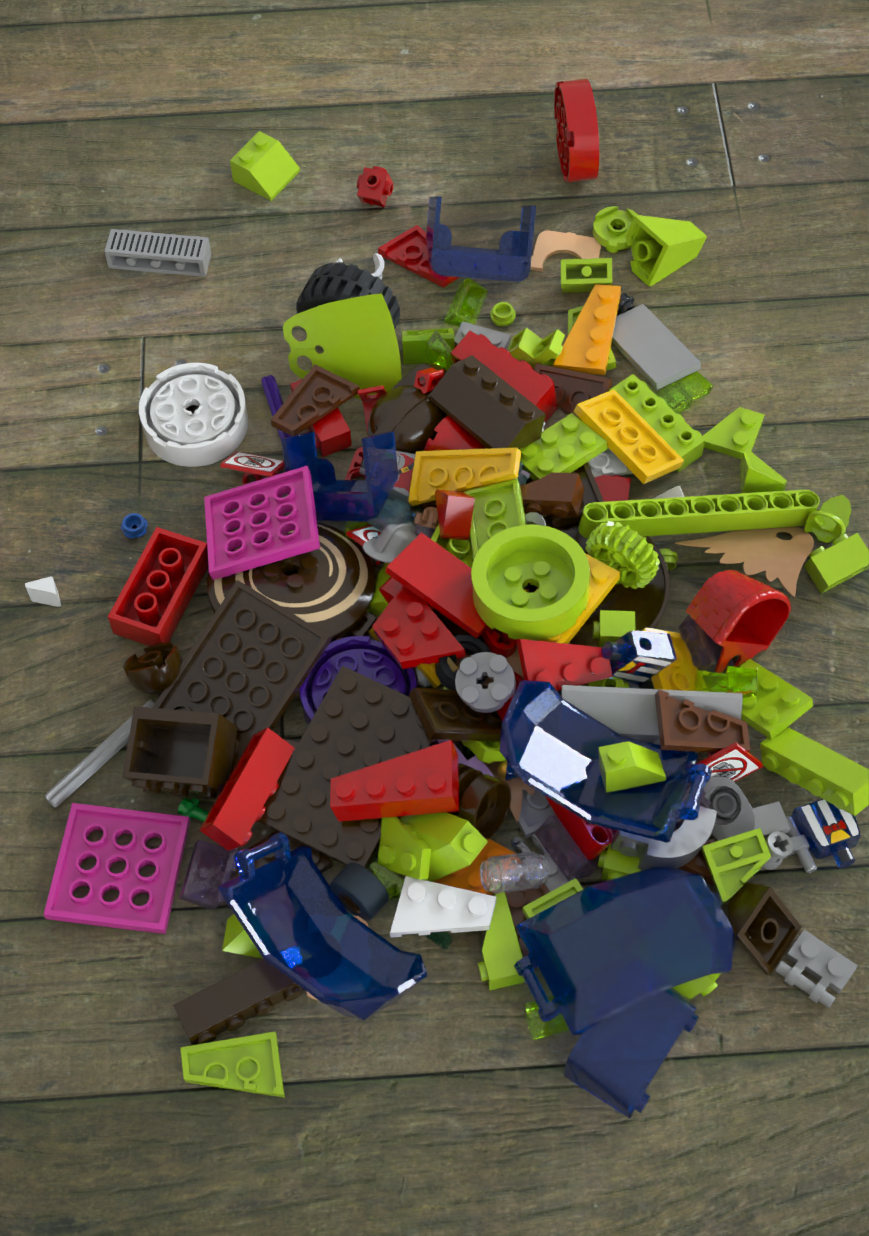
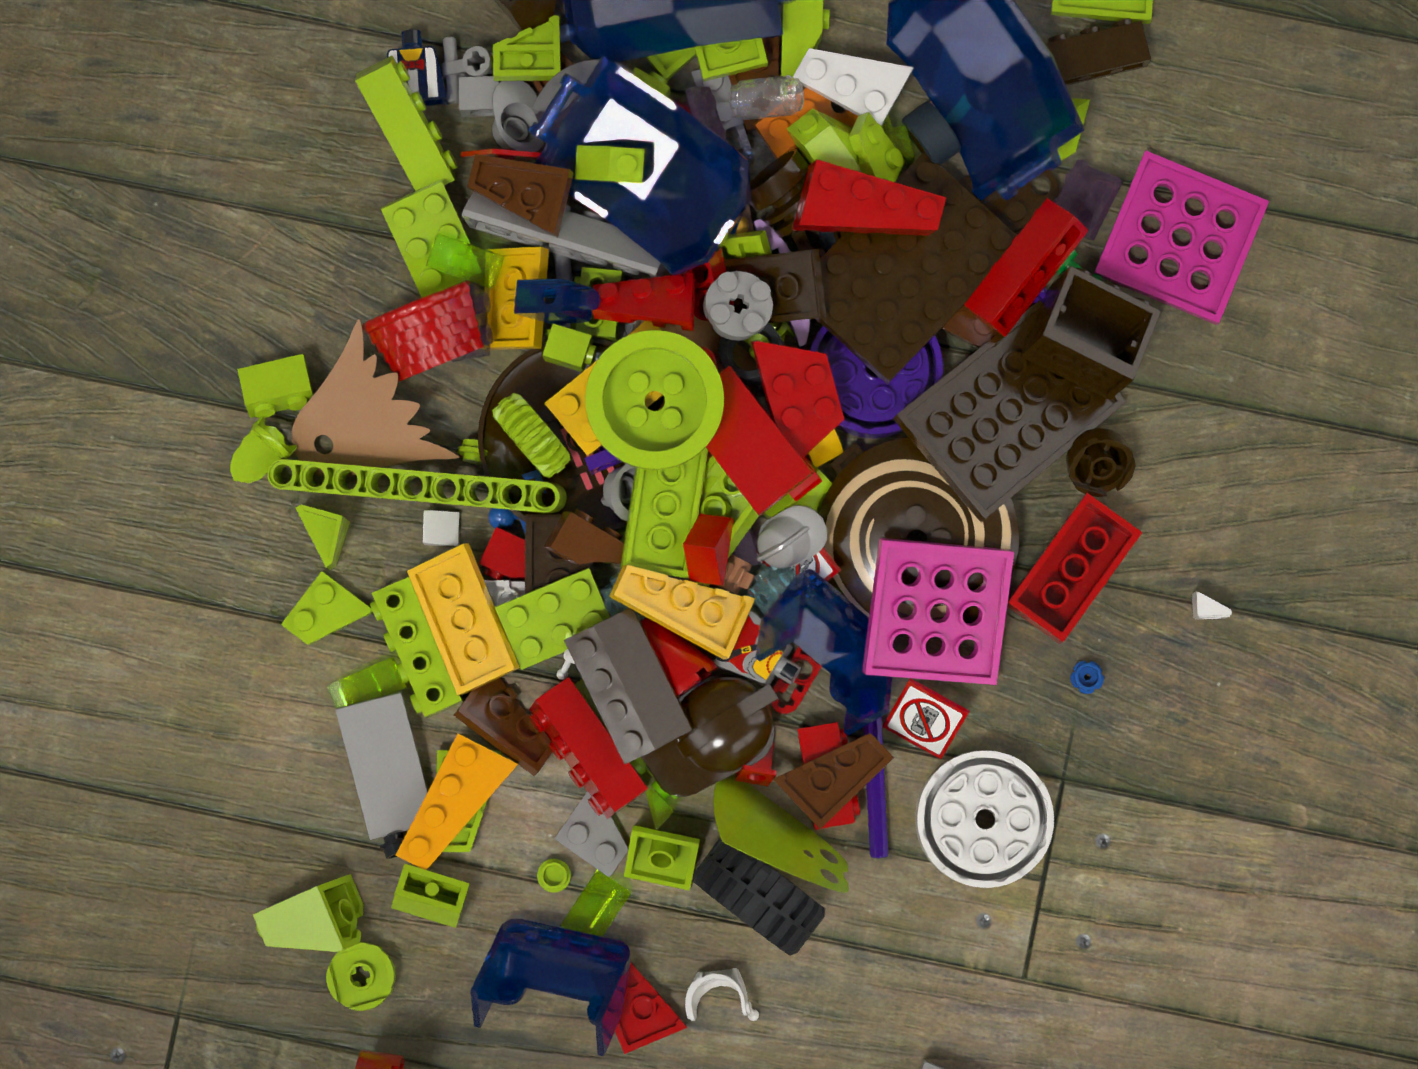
camera: 160 degrees left, 25 degrees up
(91, 763) = (1176, 381): light grey axle -> none
(431, 377) = (685, 755): red piece -> none
(534, 350) = (532, 796): lime brick -> none
(555, 242) = (418, 968): light nougat piece -> none

